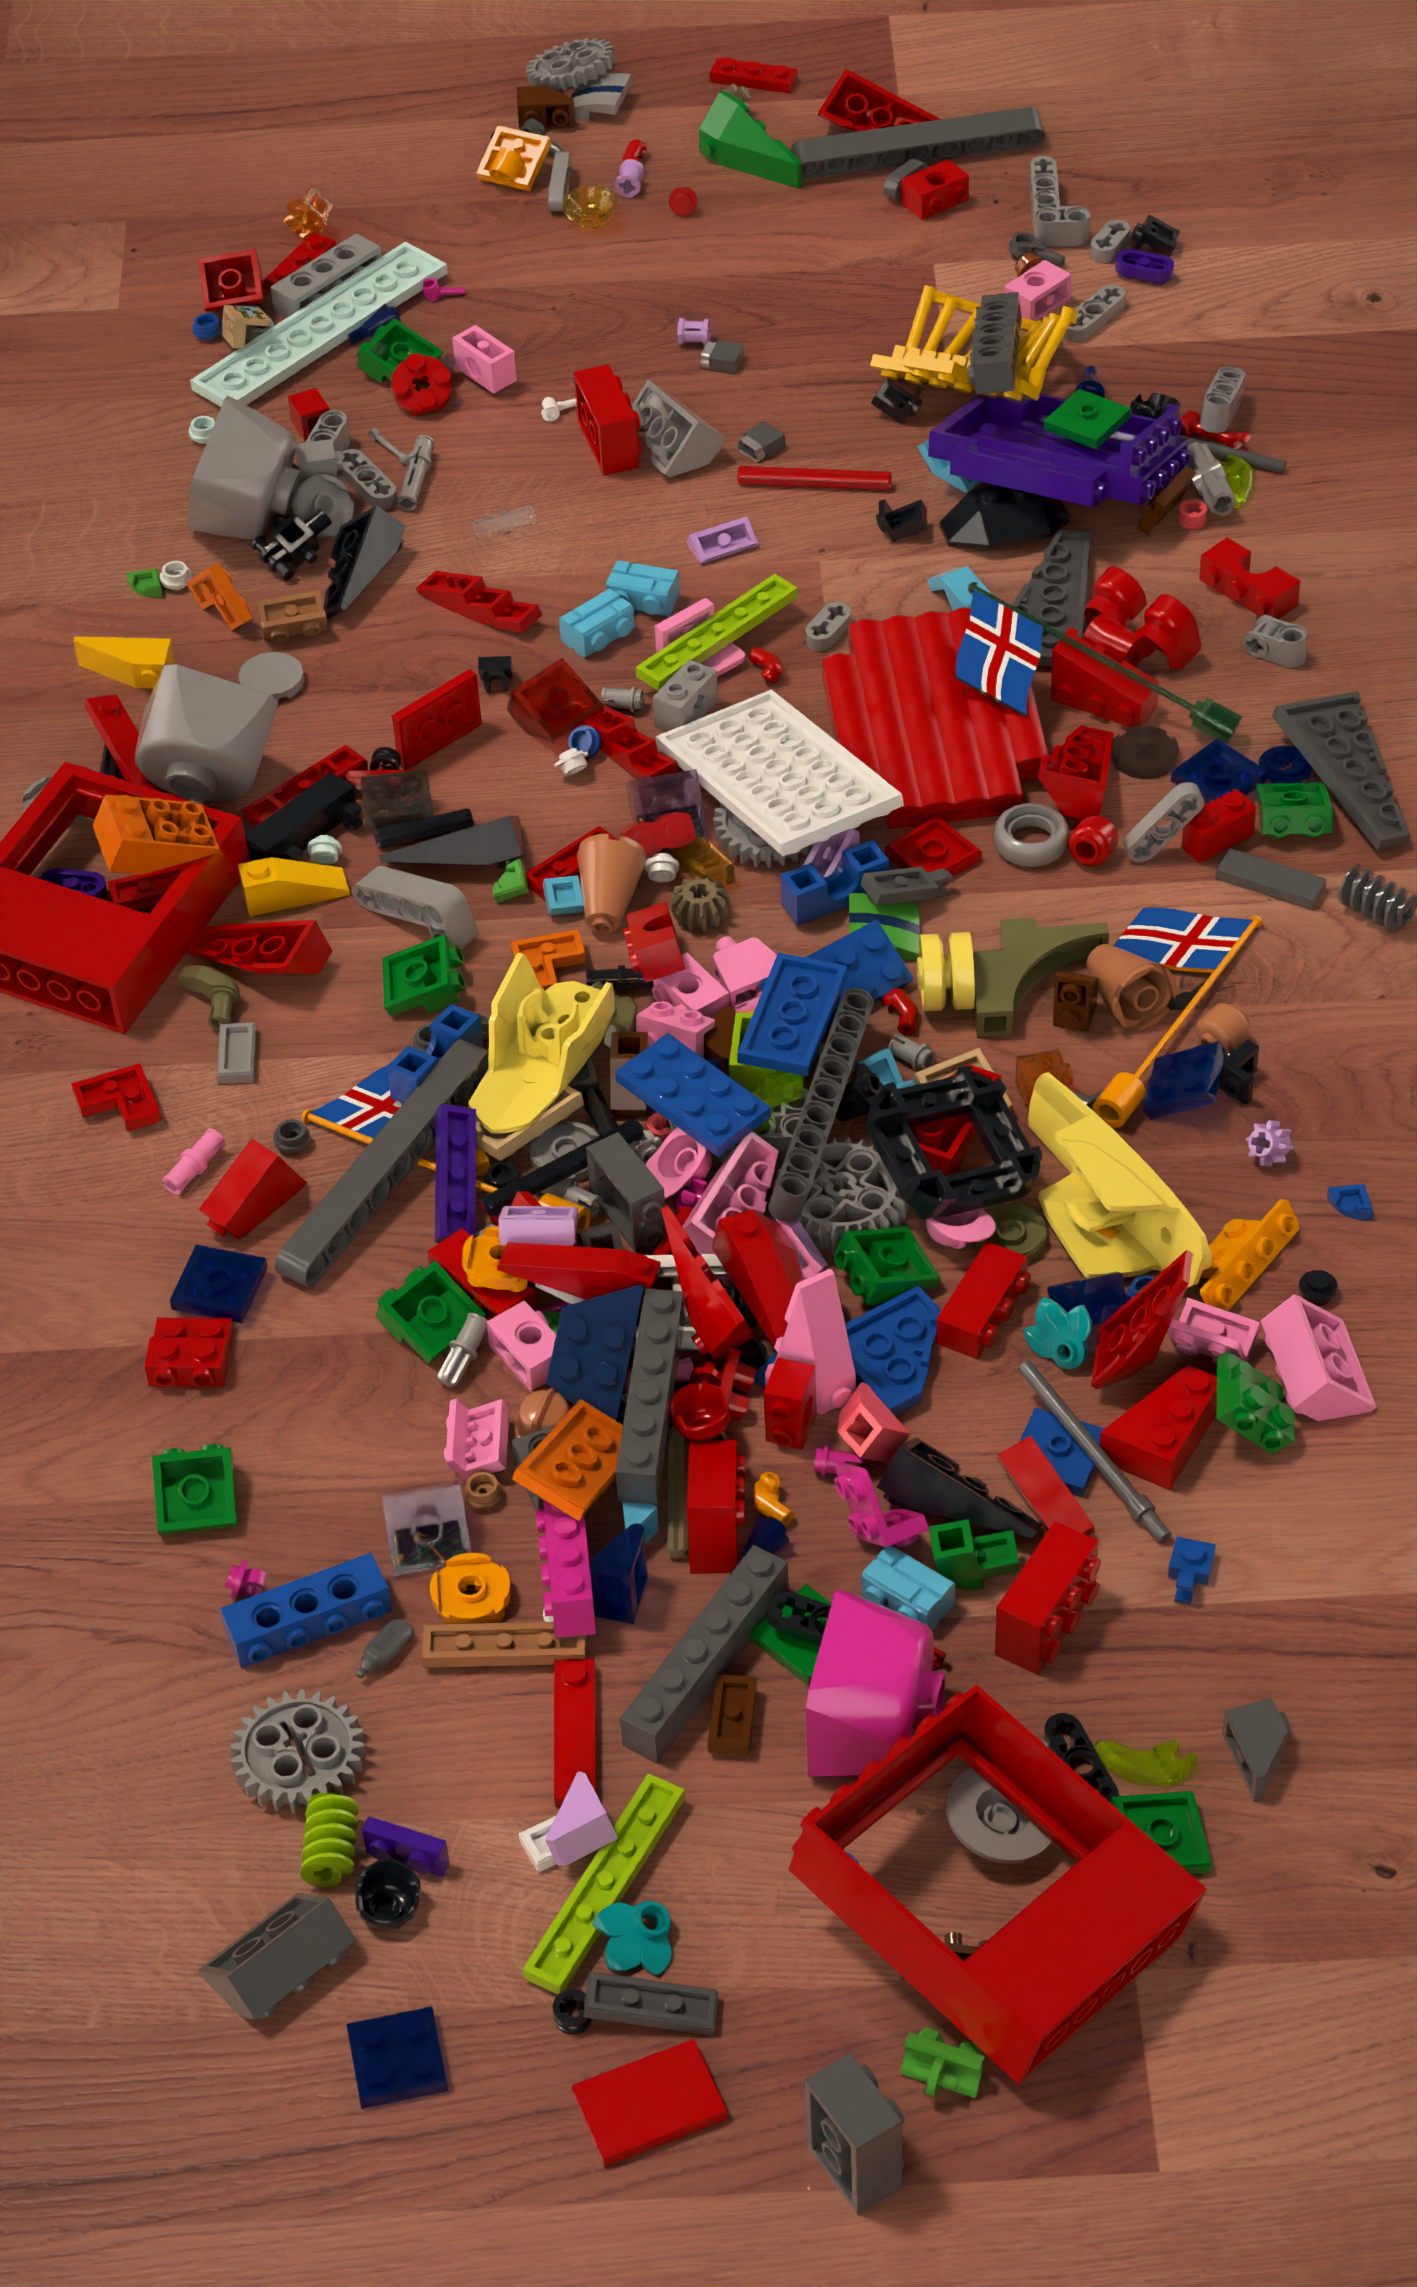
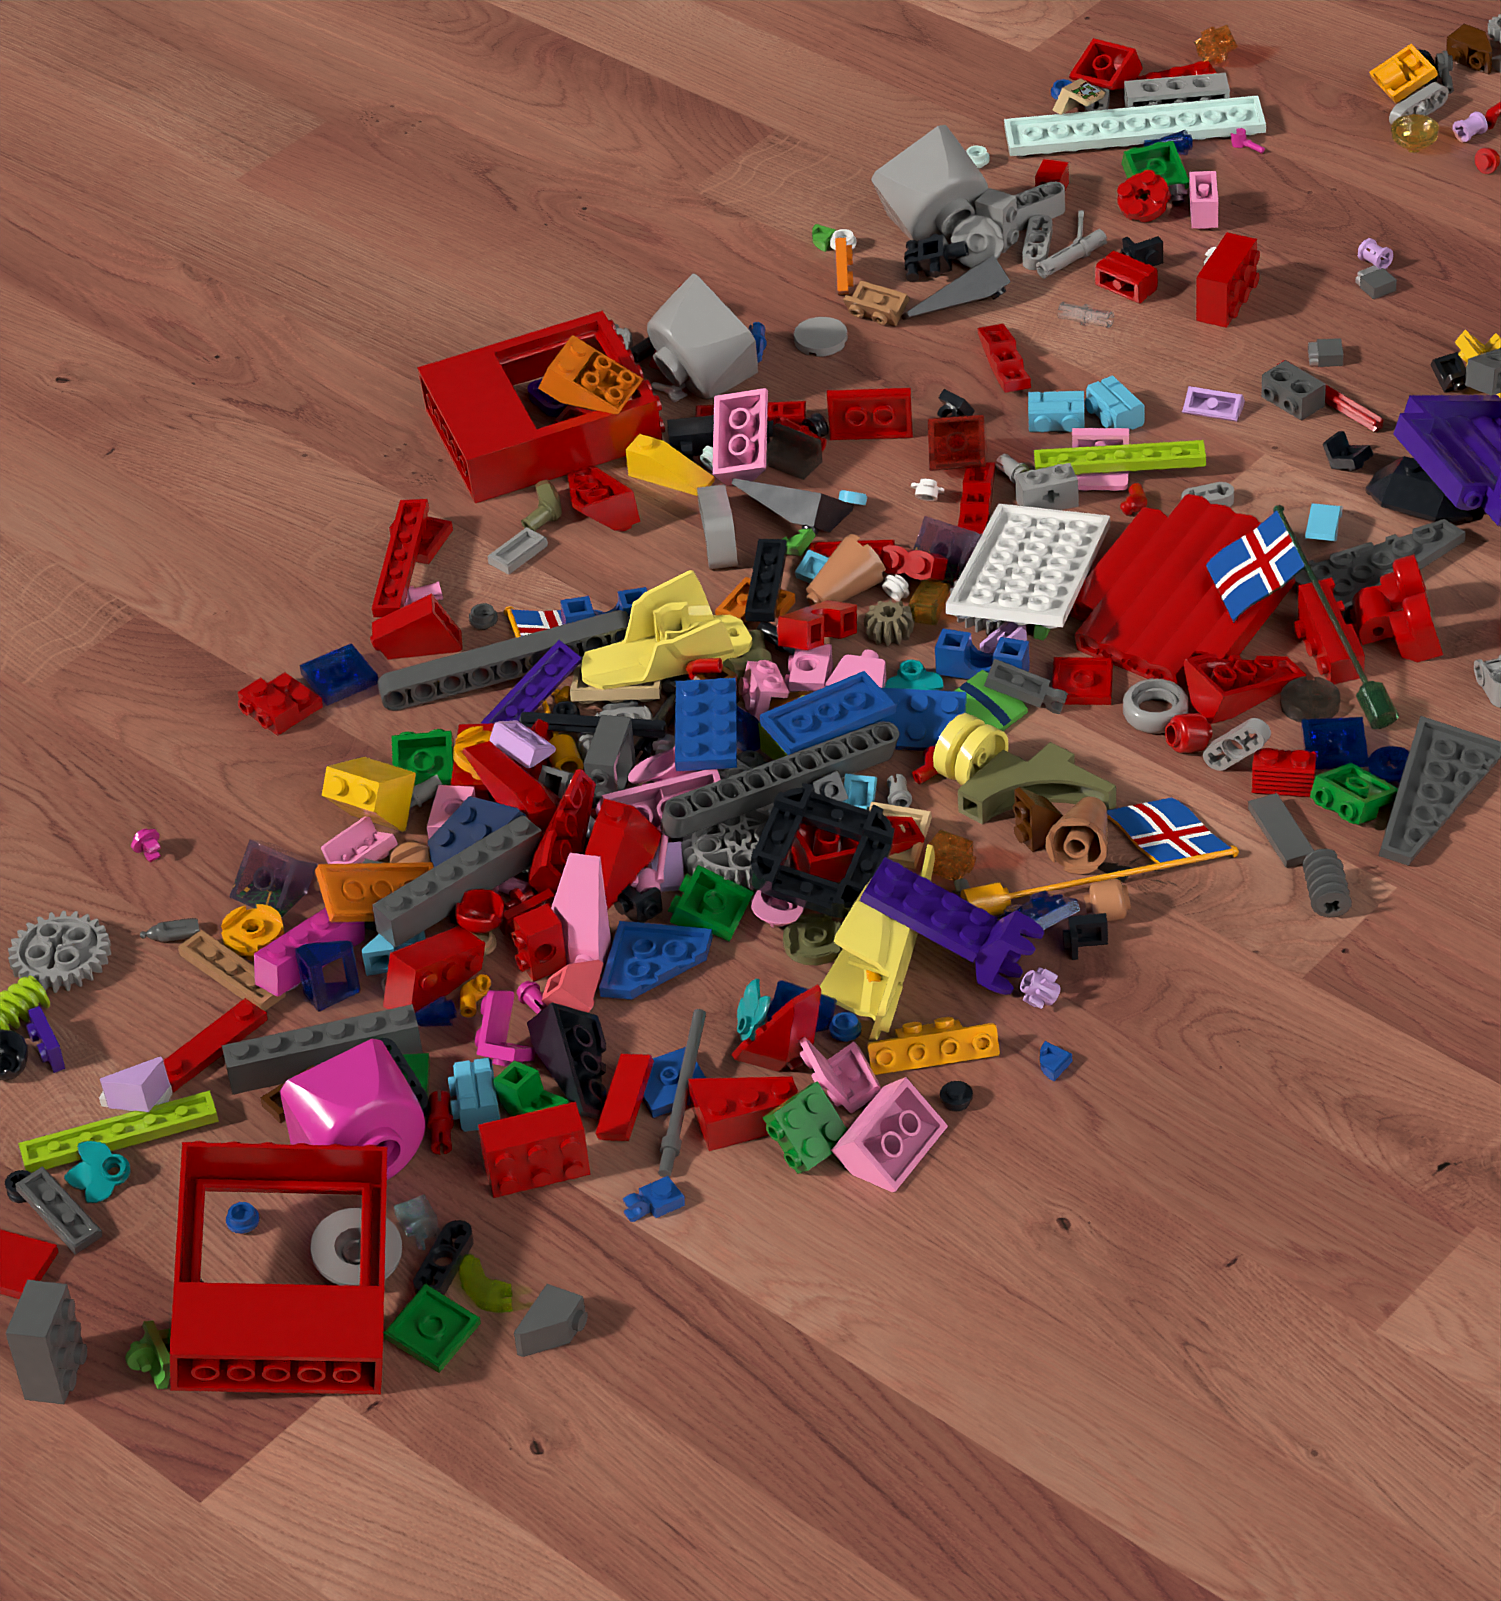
camera: 45 degrees right, 5 degrees down
(126, 660) = (750, 280): yellow slope -> none
(146, 1128) = (400, 557): none -> red plate
(194, 1489) = (182, 776): green plate -> none
(281, 1616) = (157, 880): blue brick -> none
(358, 805) = (740, 435): none -> bright pink slope
(423, 828) = (793, 480): black axle -> none
(423, 976) = (667, 563): green plate -> none
(442, 1366) = (371, 790): none -> yellow slope
(485, 441) = (1146, 251): none -> black bracket
(498, 466) = (1126, 276): none -> red brick
(512, 807) = (853, 497): none -> medium azure tile
(546, 930) = (766, 580): none -> black plate
(585, 739) = (951, 481): blue plate -> none
(601, 1049) = (704, 665): none -> red arm
(674, 432) = (1273, 318): light grey wedge -> none
(779, 1088) = (756, 757): clear neon green piece -> none
(782, 488) = (1293, 390): none -> dark grey brick
(791, 940) = (914, 676): none -> teal plate
(982, 1300) = (738, 962): red brick -> none
(1201, 1127) = (954, 923): none -> dark purple hinge

